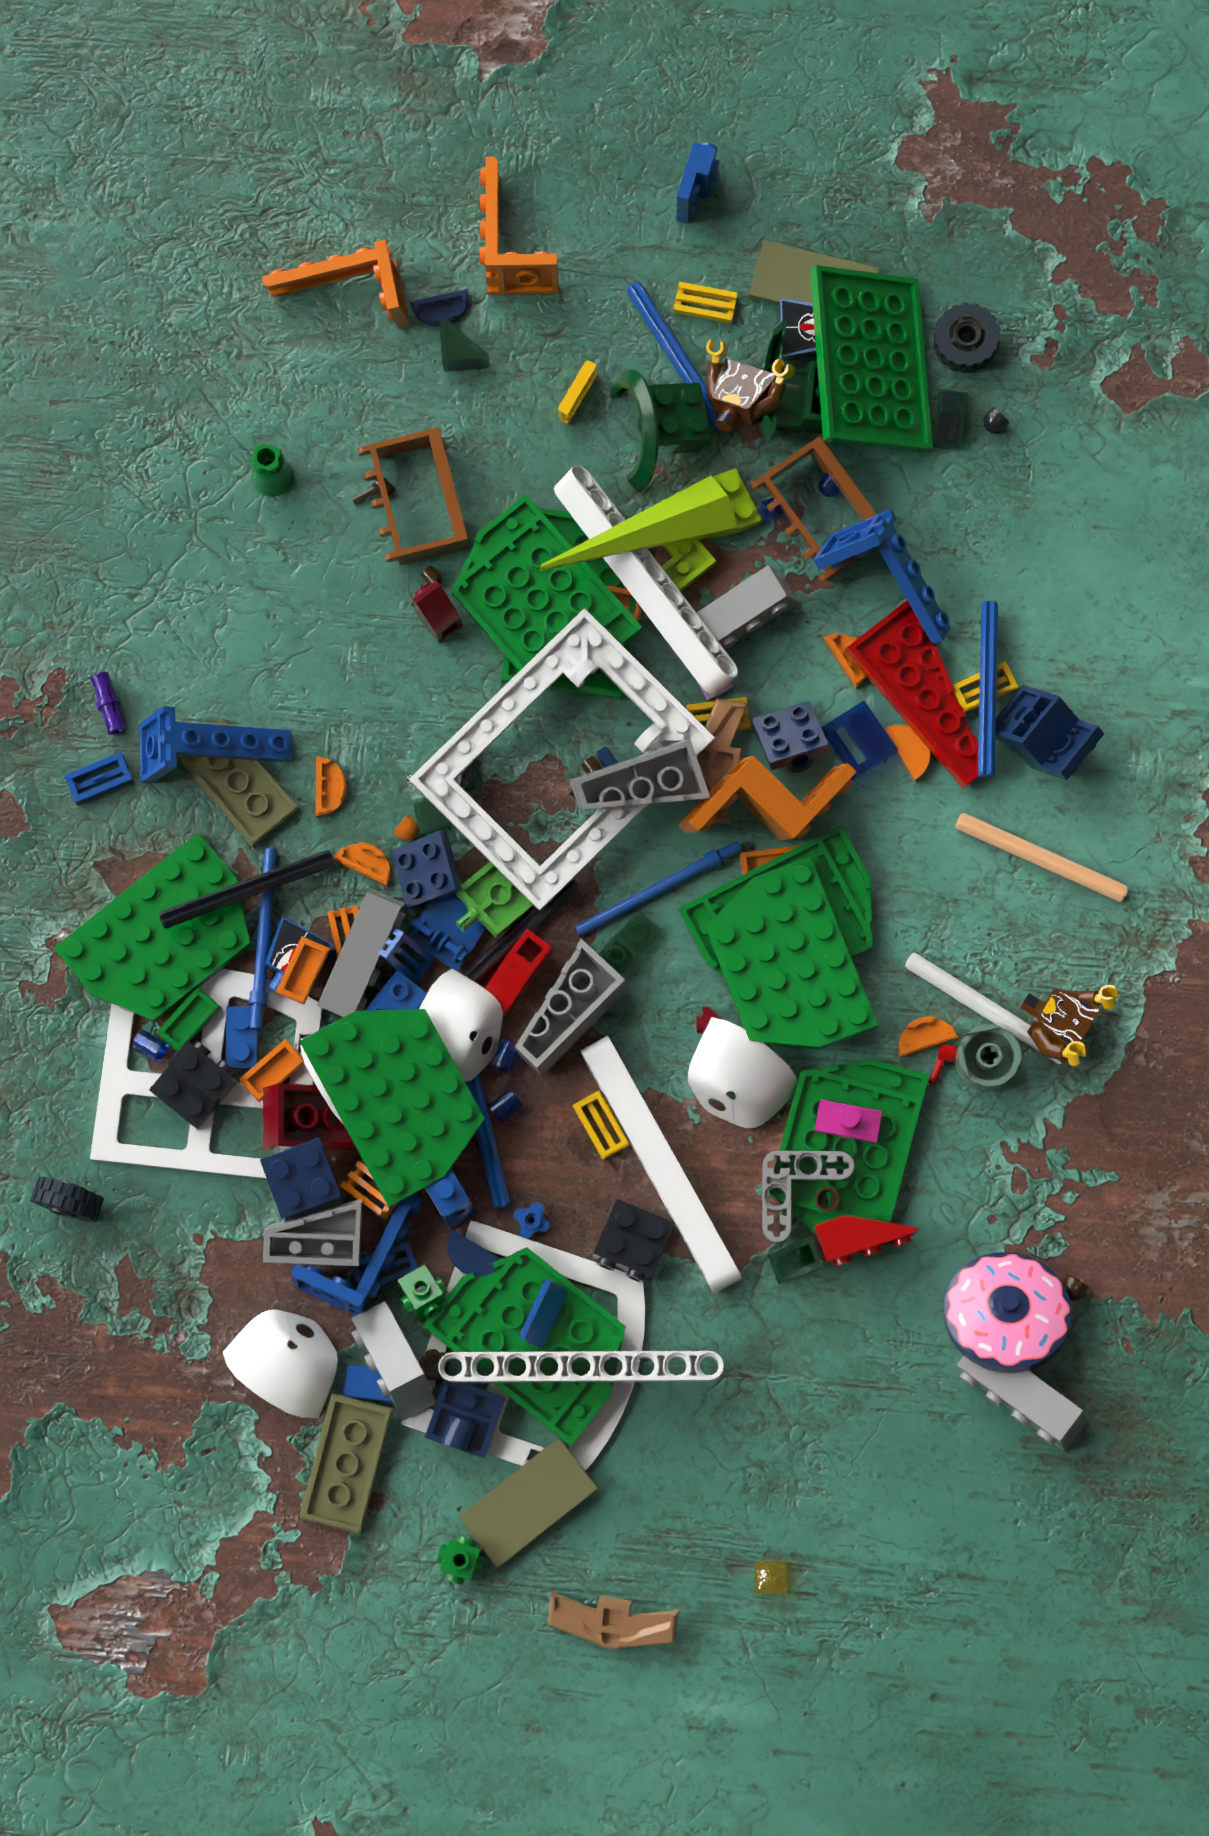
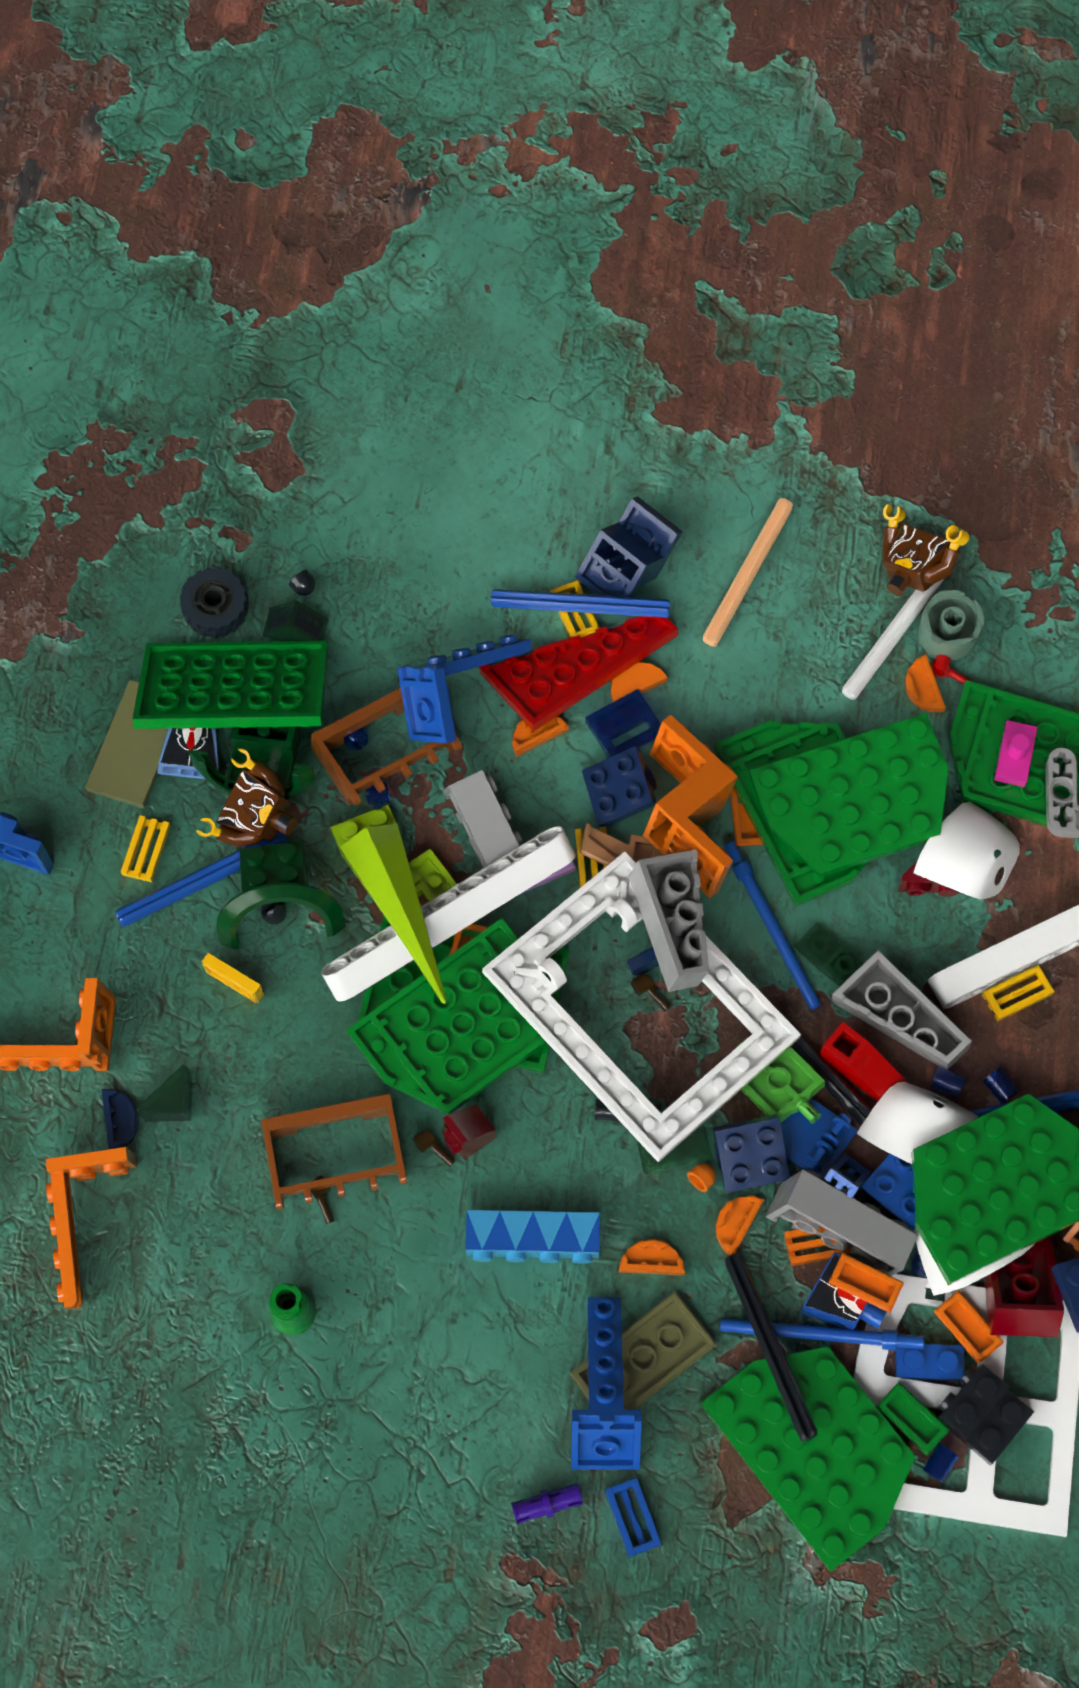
camera: 90 degrees left, 10 degrees down
(344, 677) = (532, 1234): none -> brick

